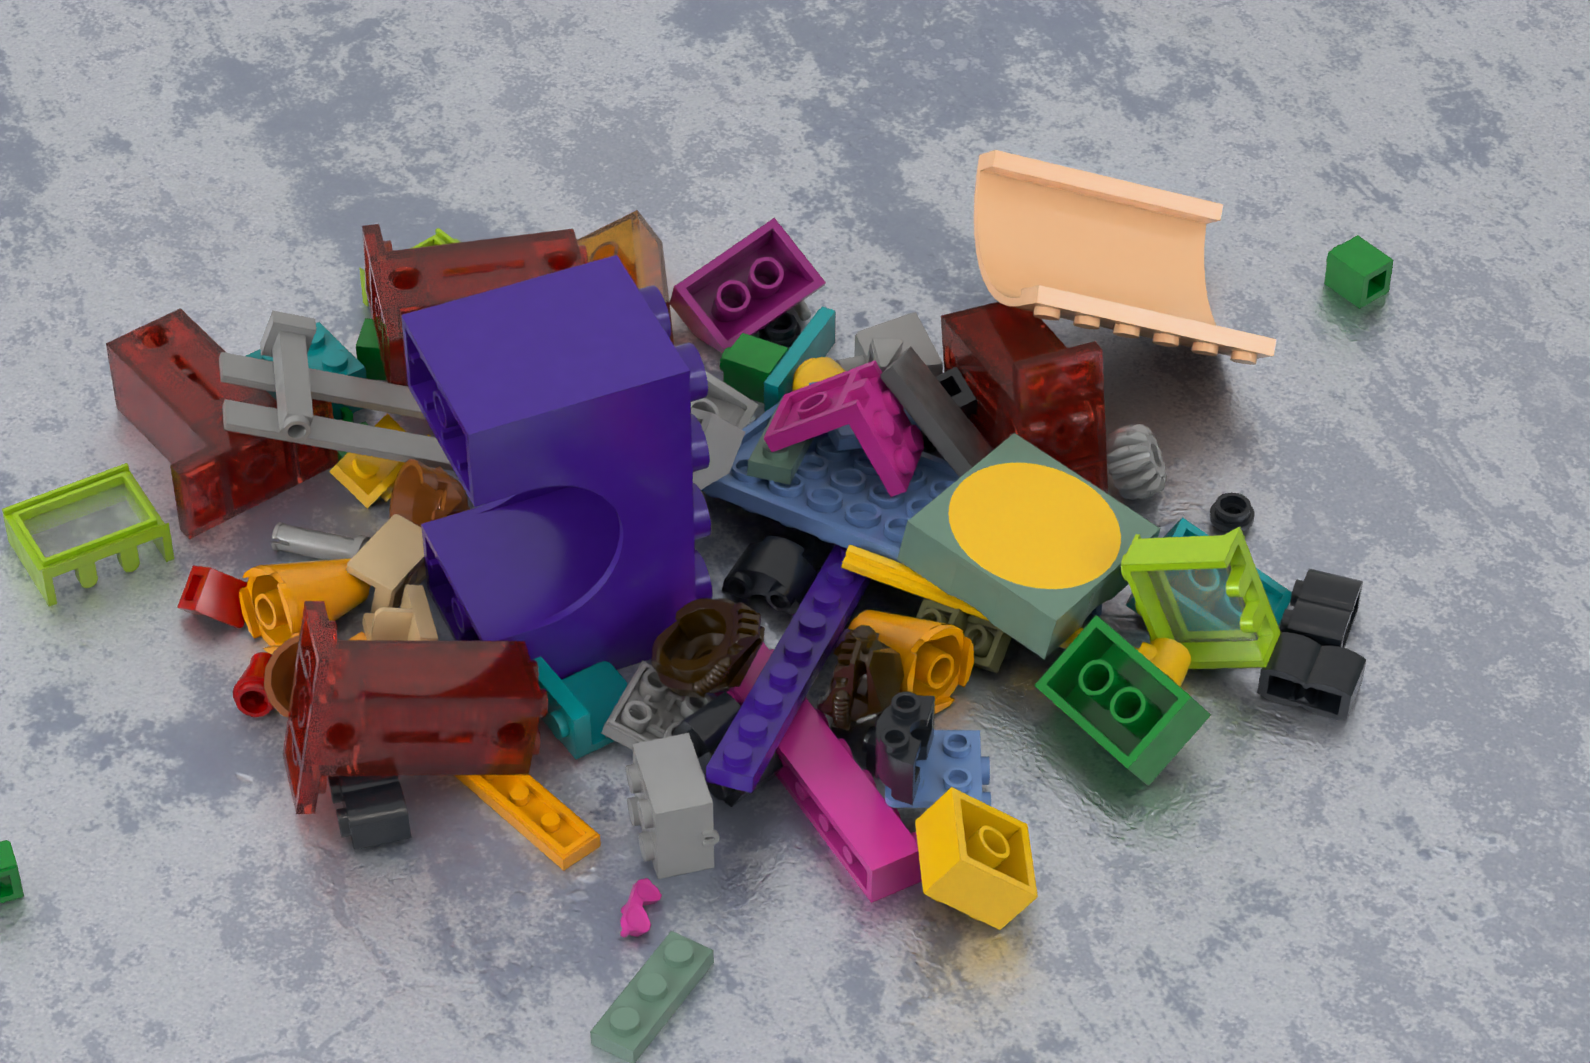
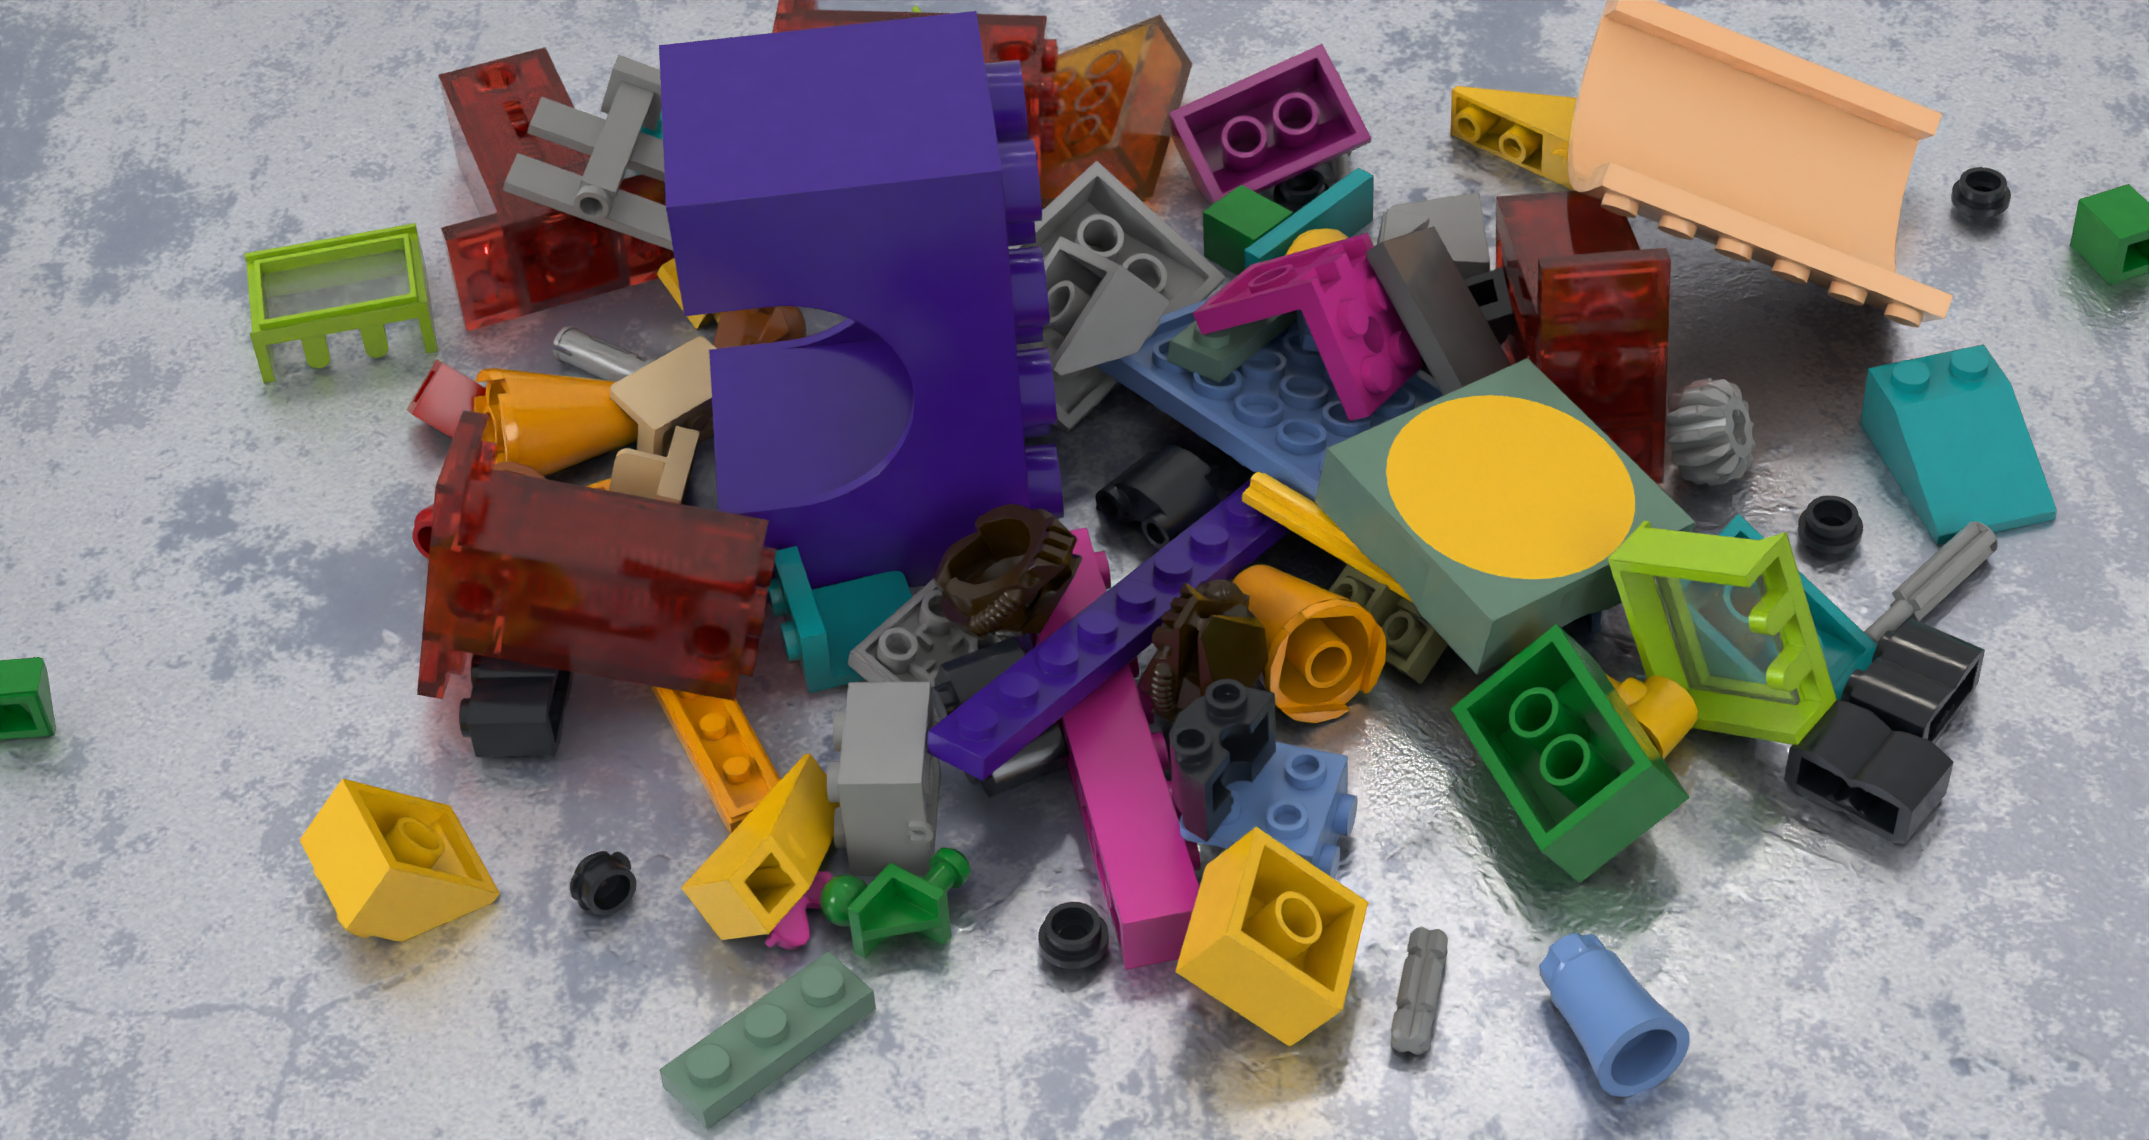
camera: 20 degrees right, 0 degrees up
(337, 933) = (394, 862): none -> yellow slope
(492, 917) = (603, 883): none -> black plate
(606, 877) = (768, 857): none -> yellow slope
(707, 889) = (896, 901): none -> green piece
(832, 887) = (1073, 936): none -> black plate
(930, 257) = (1516, 127): none -> yellow slope
(1073, 876) = (1419, 990): none -> light grey axle
(1204, 865) = (1615, 1019): none -> medium blue plant
(1255, 255) = (1981, 193): none -> black plate
(1297, 441) = (1956, 442): none -> teal slope
(1312, 537) = (1937, 577): none -> light grey axle

